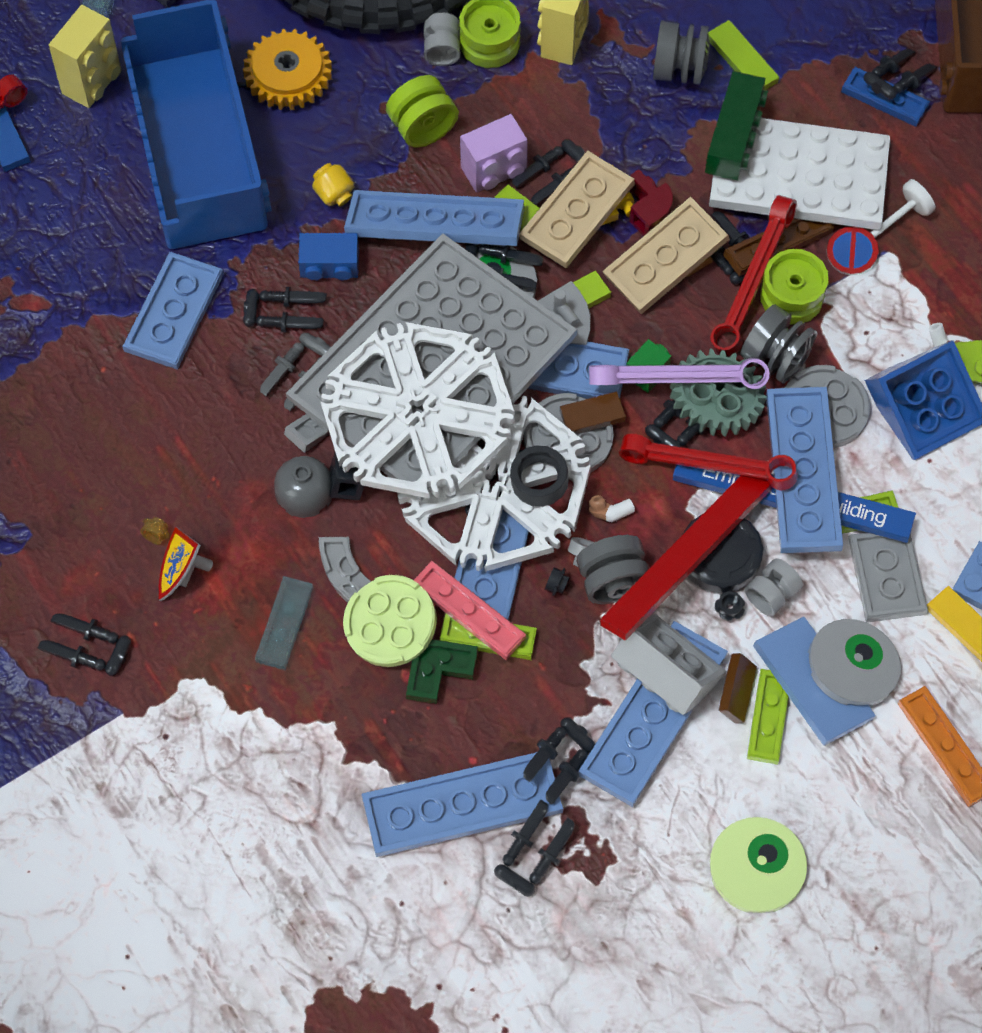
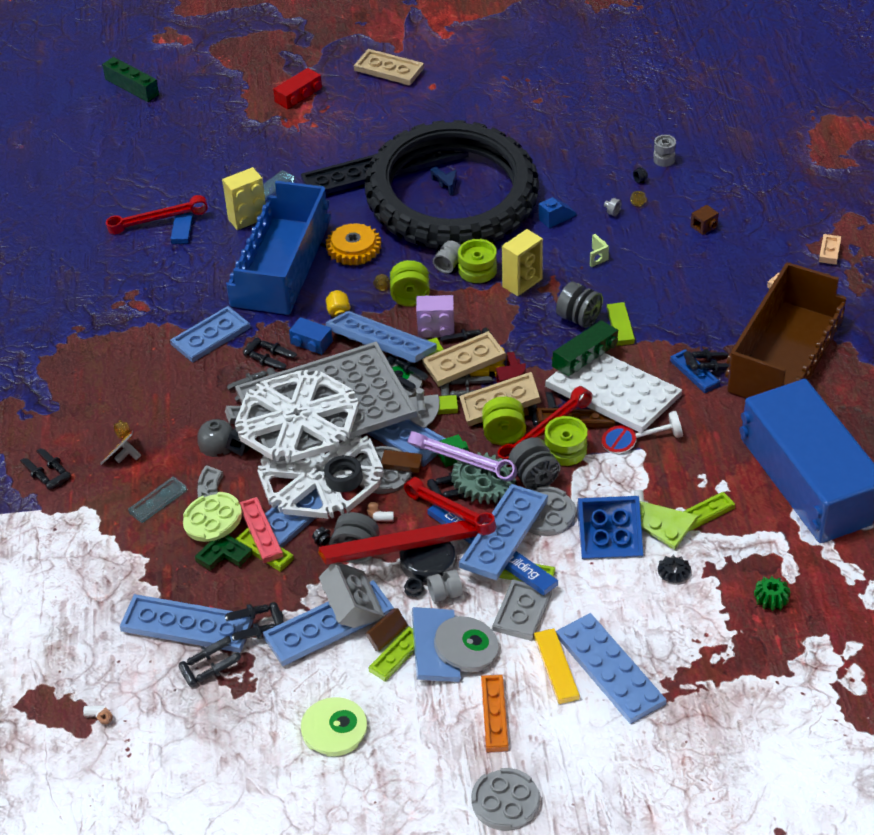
camera: 30 degrees right, 20 degrees down
(370, 120) = (381, 282): none -> clear yellow plate
(434, 995) = (100, 712): none -> arm
(605, 259) = (465, 380): none -> dark grey piece
(696, 291) = (503, 420): none -> lime wheel

